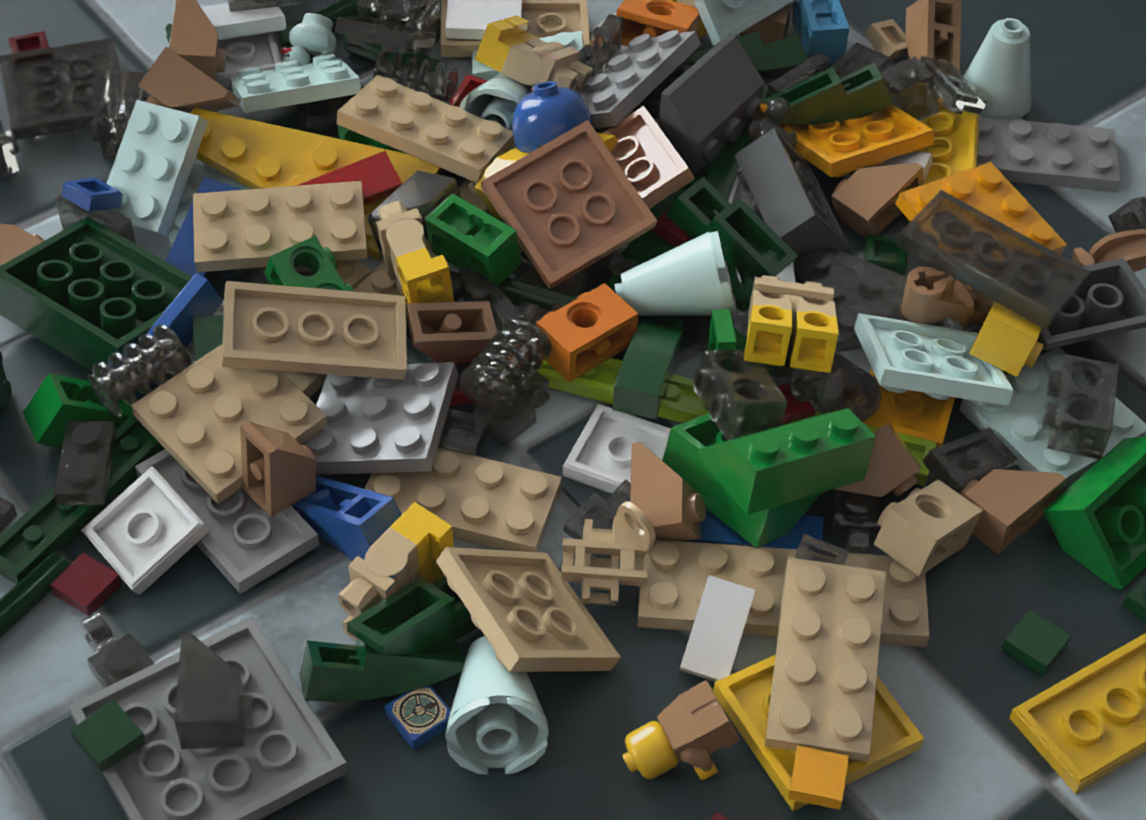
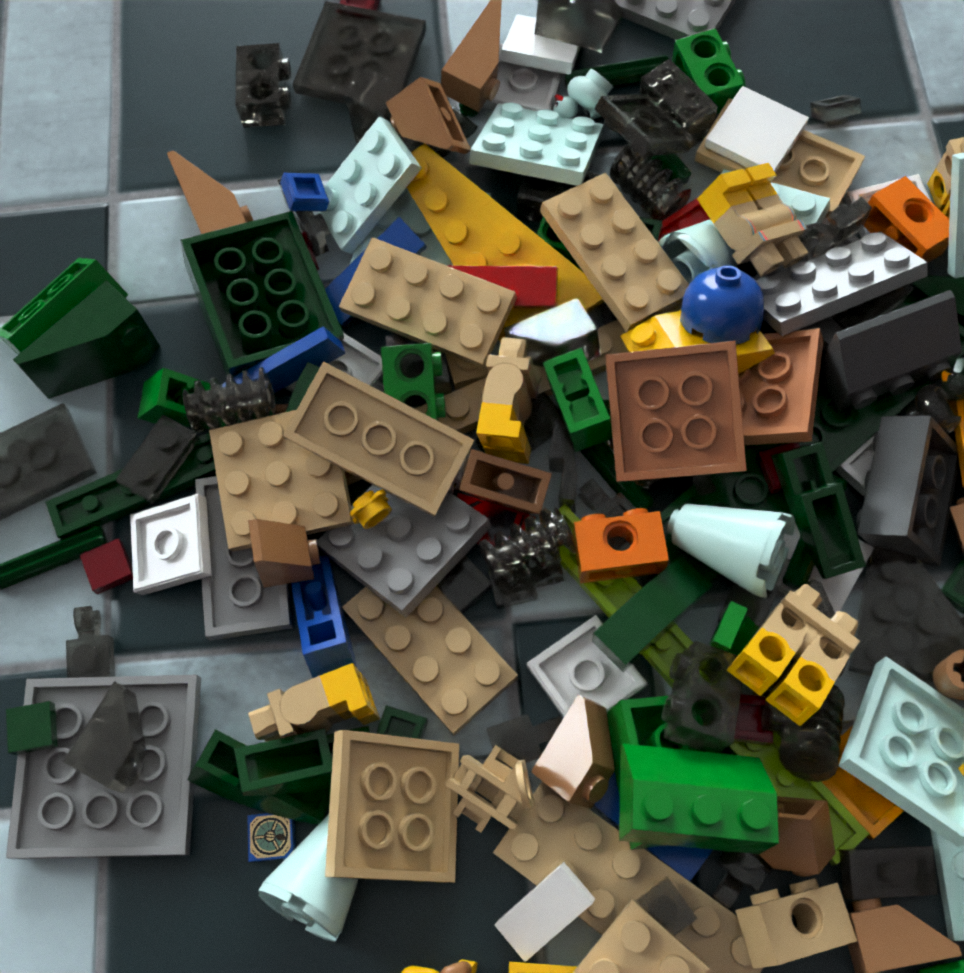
camera: 40 degrees right, 20 degrees up
(340, 396) = (370, 509): none -> yellow plate

